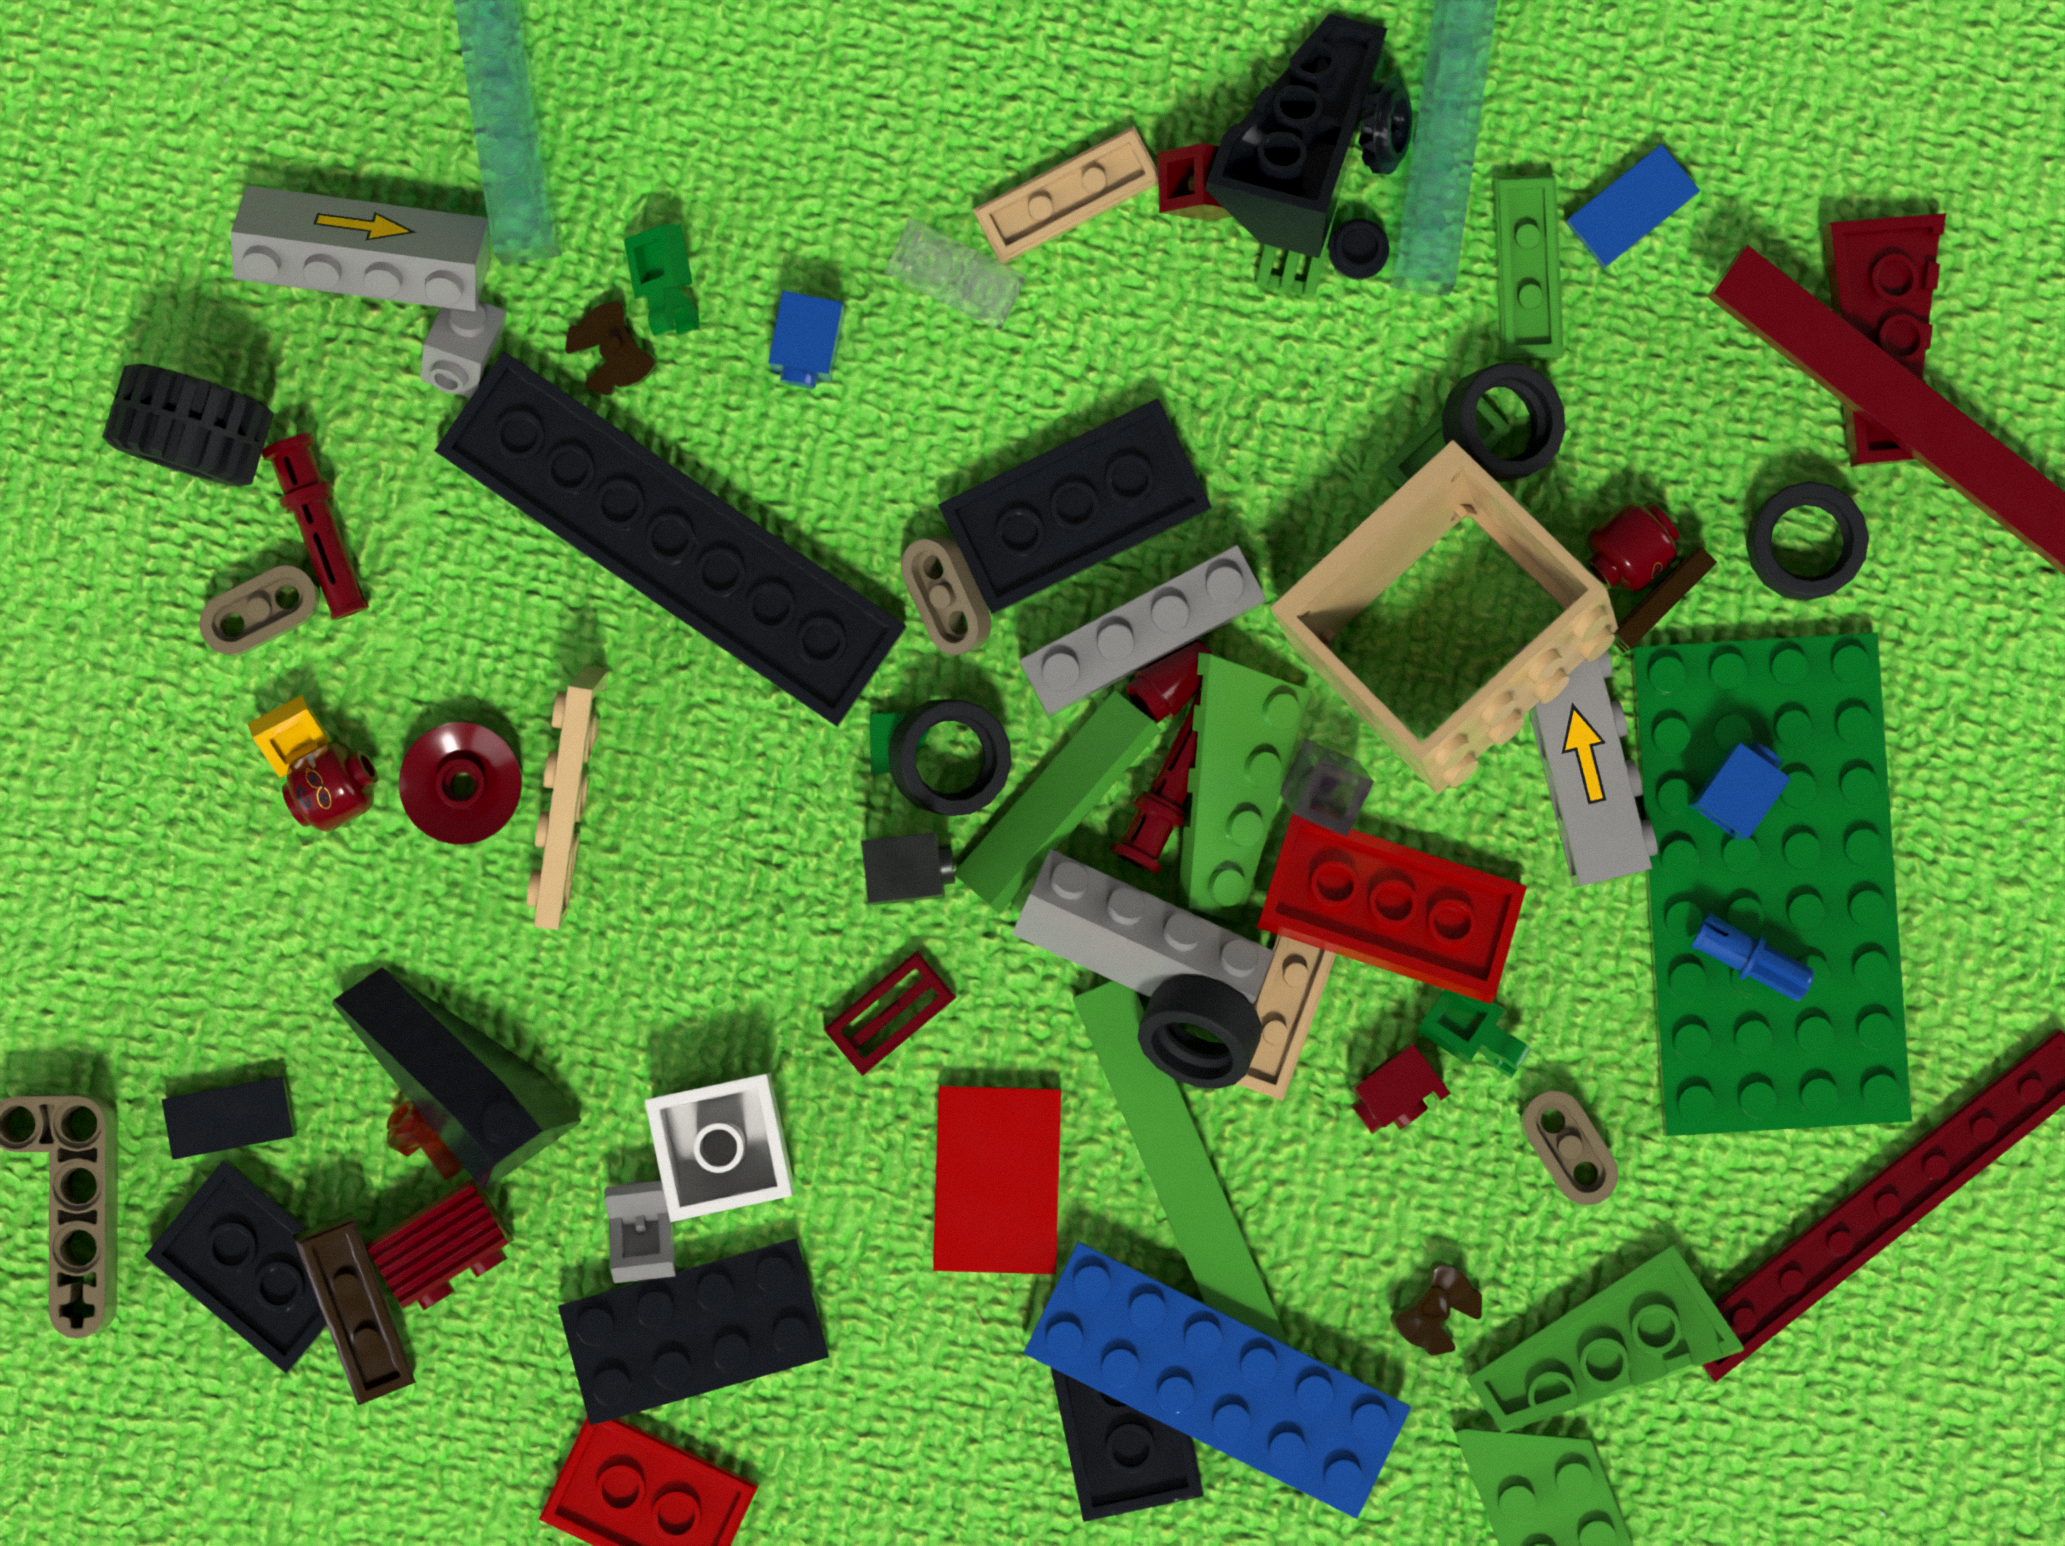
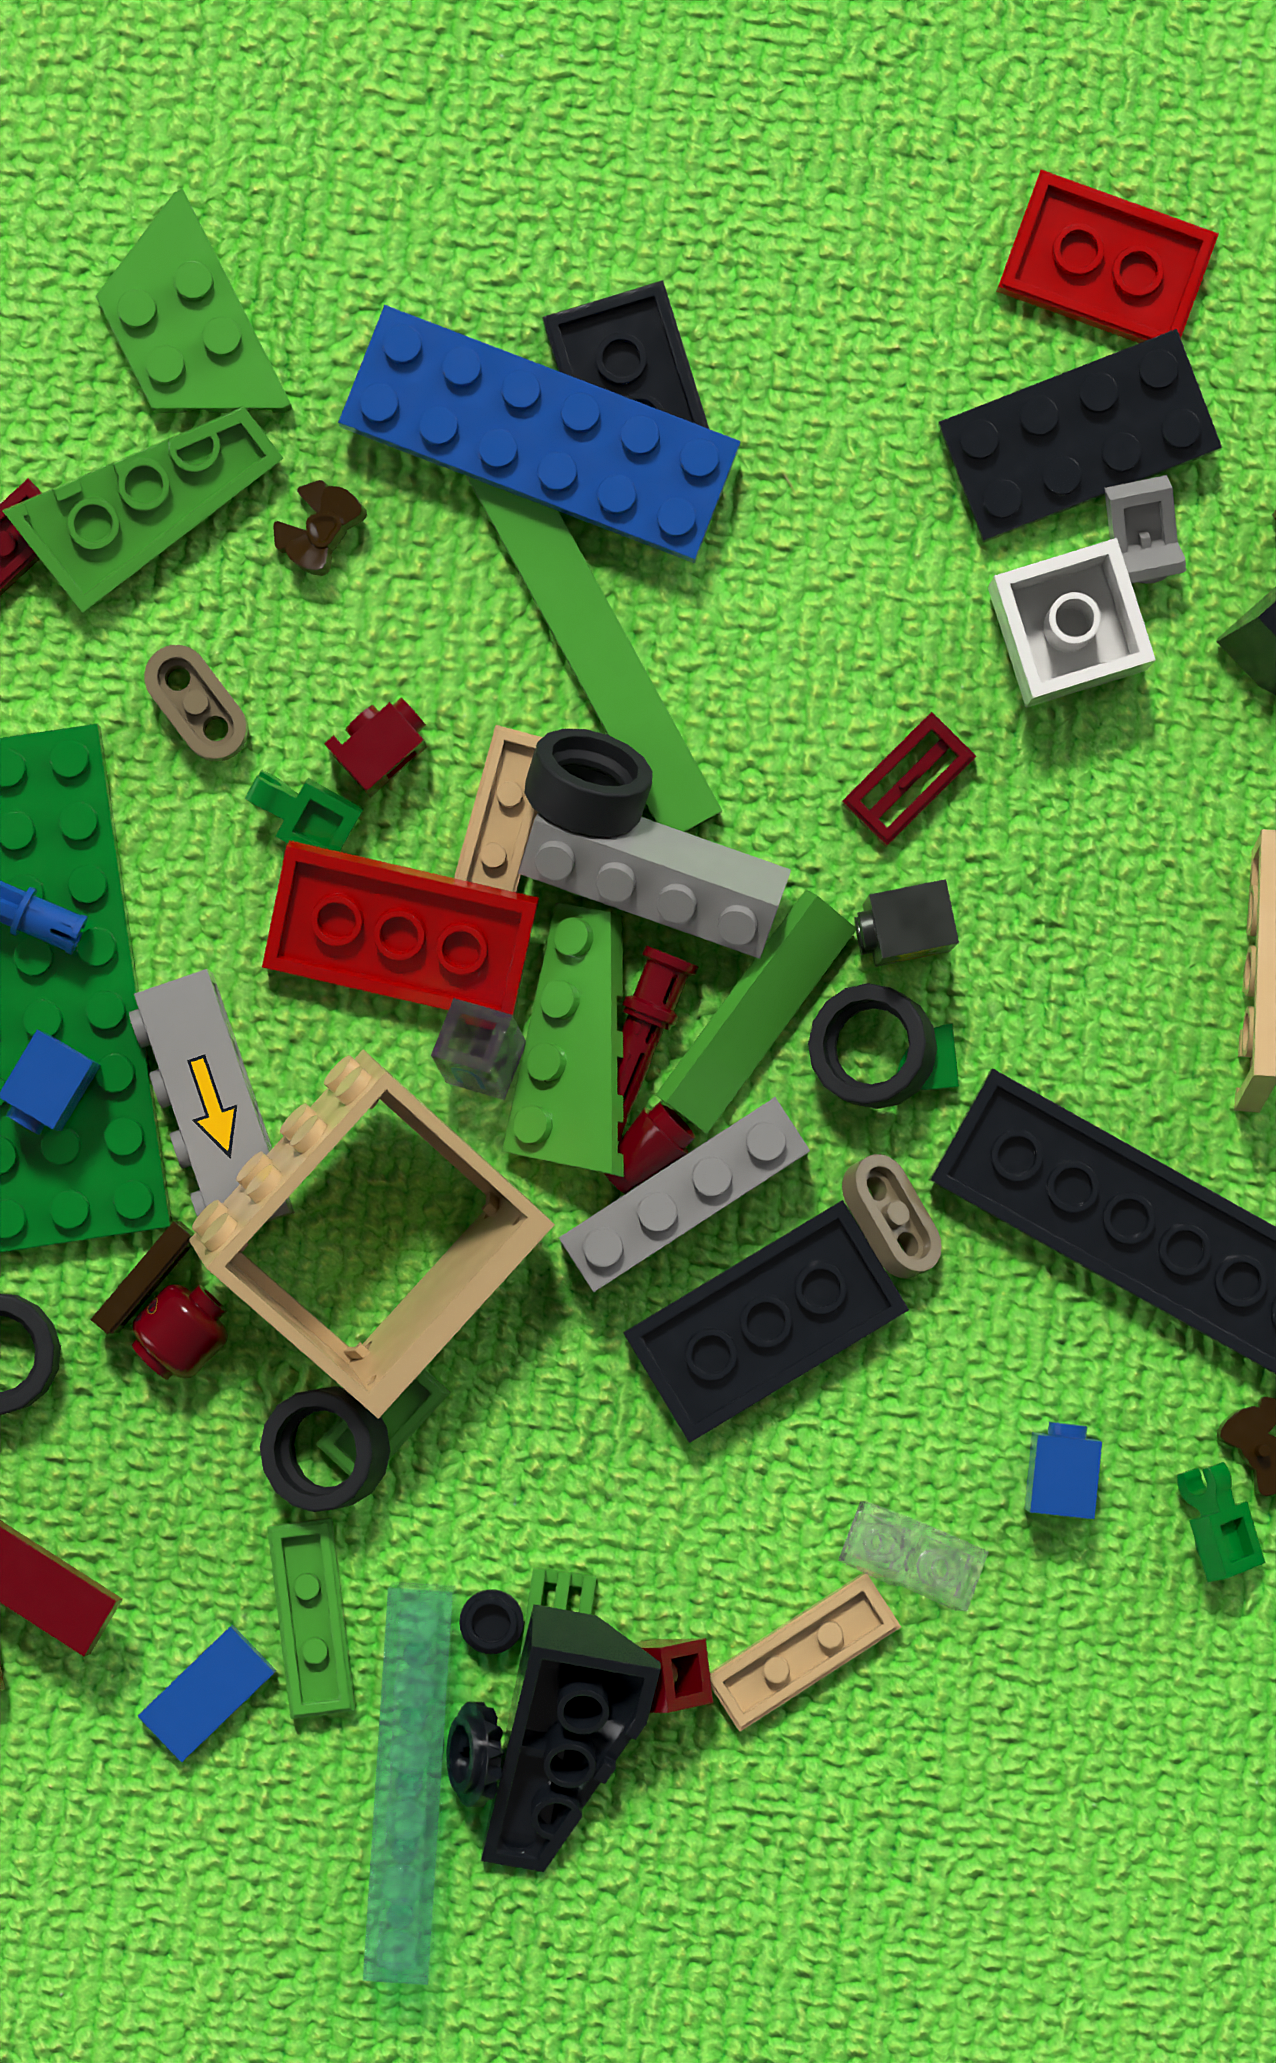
camera: 175 degrees right, 0 degrees up
(997, 1180) = (782, 619): red tile -> none

